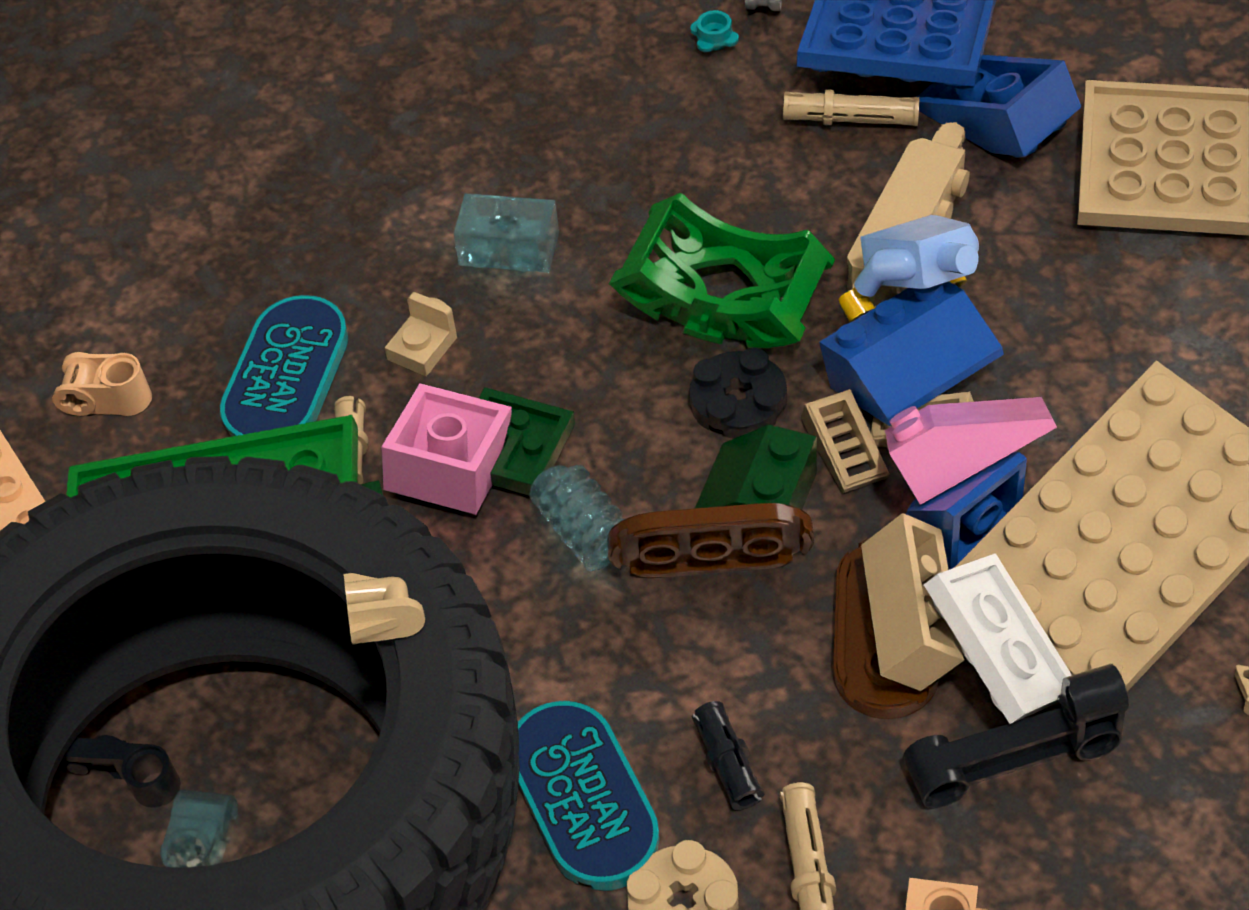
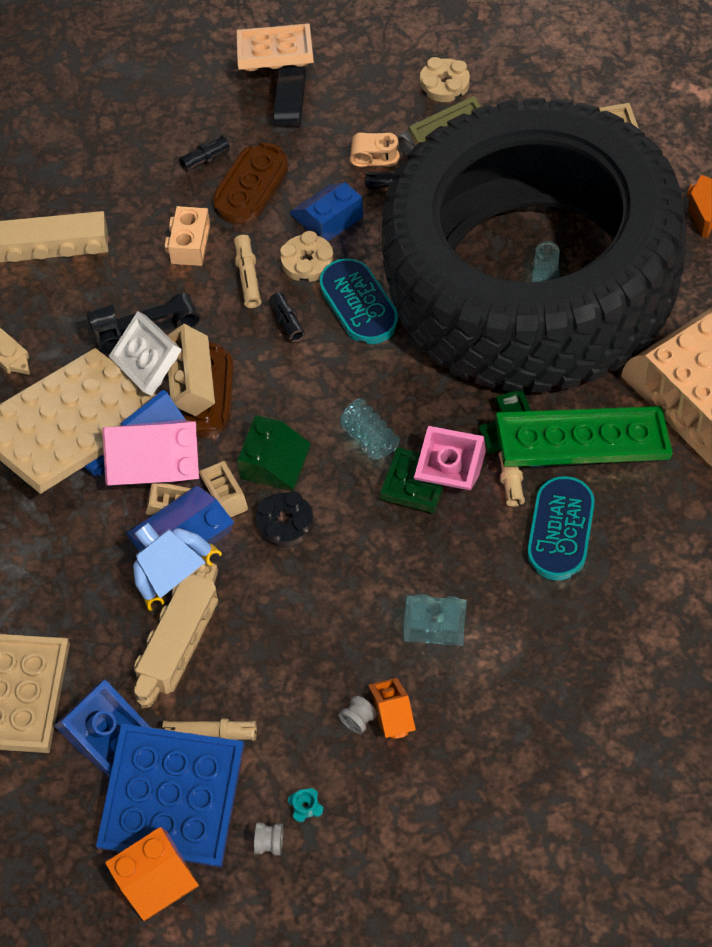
camera: 175 degrees right, 5 degrees up
(105, 384) = (672, 508): light nougat piece -> none
(381, 609) = (437, 237): tan piece -> none
(423, 335) = (479, 551): tan bracket -> none
(585, 130) = (392, 708): none -> orange slope
(634, 119) = (358, 714): none -> light grey wheel
(710, 539) = (298, 404): reddish brown tile -> none
(774, 263) = (333, 567): green fence -> none

